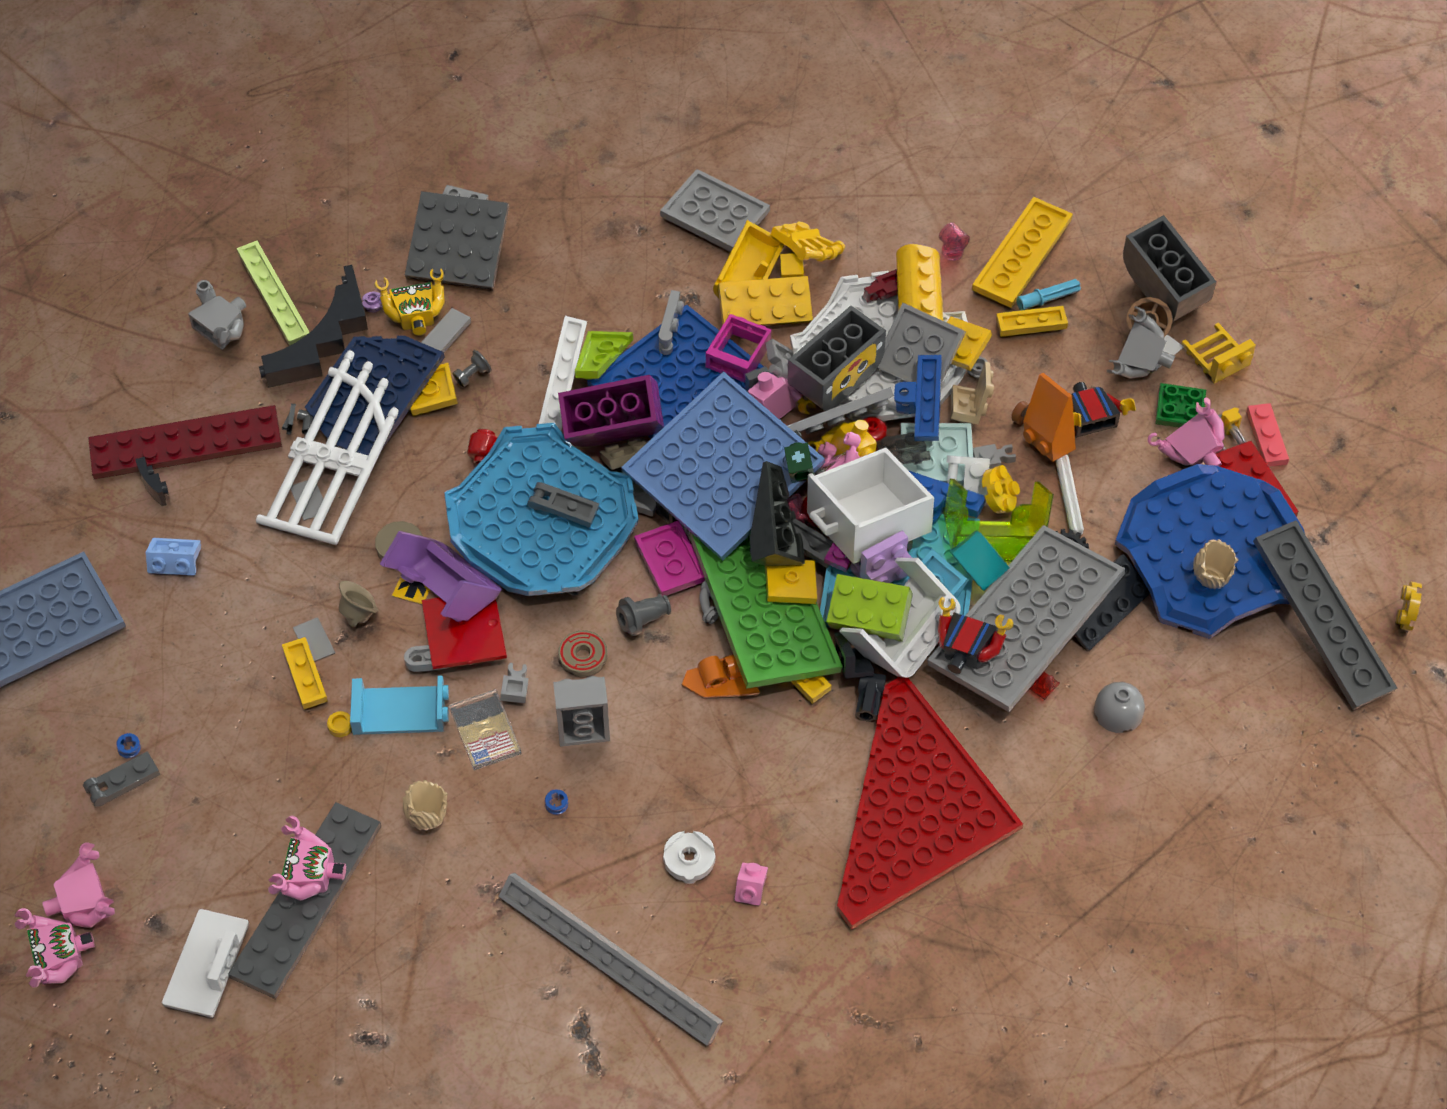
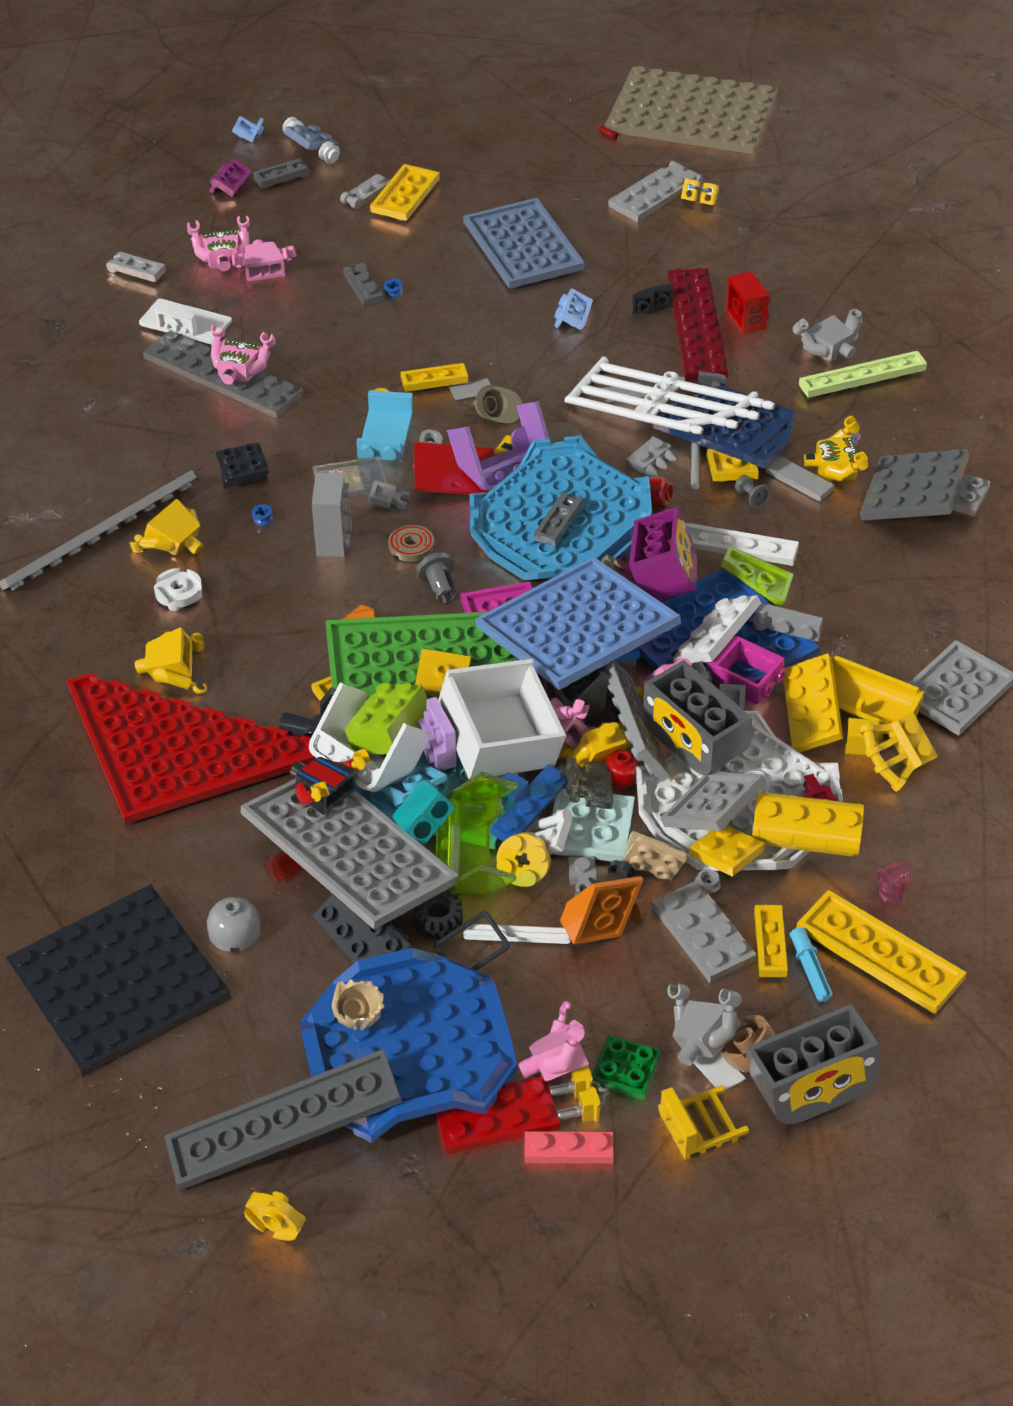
camera: 100 degrees right, 10 degrees down
(91, 1049) = (136, 266): none -> light grey plate
(169, 387) = (747, 302): none -> red brick
(301, 359) = (827, 412): black arch -> none
(419, 463) = (651, 456): none -> light grey plate
(425, 805) = (276, 428): tan hair -> none
(430, 423) = (695, 466): none -> light grey bar
(494, 824) = (242, 465): none -> black bracket
(606, 875) = (171, 531): none -> yellow torso
(690, 365) = (717, 629): none -> white plate
(750, 883) = (138, 623): bright pink bracket -> none
(773, 531) = (497, 643): pearl dark grey wedge -> none
(798, 461) = (551, 656): dark green brick -> none
(803, 832) = (170, 659): none -> yellow torso
(923, 398) = (642, 792): blue plate -> none
(984, 422) = (621, 869): none -> black tile
(1018, 373) = (703, 931): none -> light grey plate
(1080, 527) = (484, 913): none -> black piece
(1096, 409) = (625, 965): torso -> none
(1201, 791) = (117, 979): none -> black plate

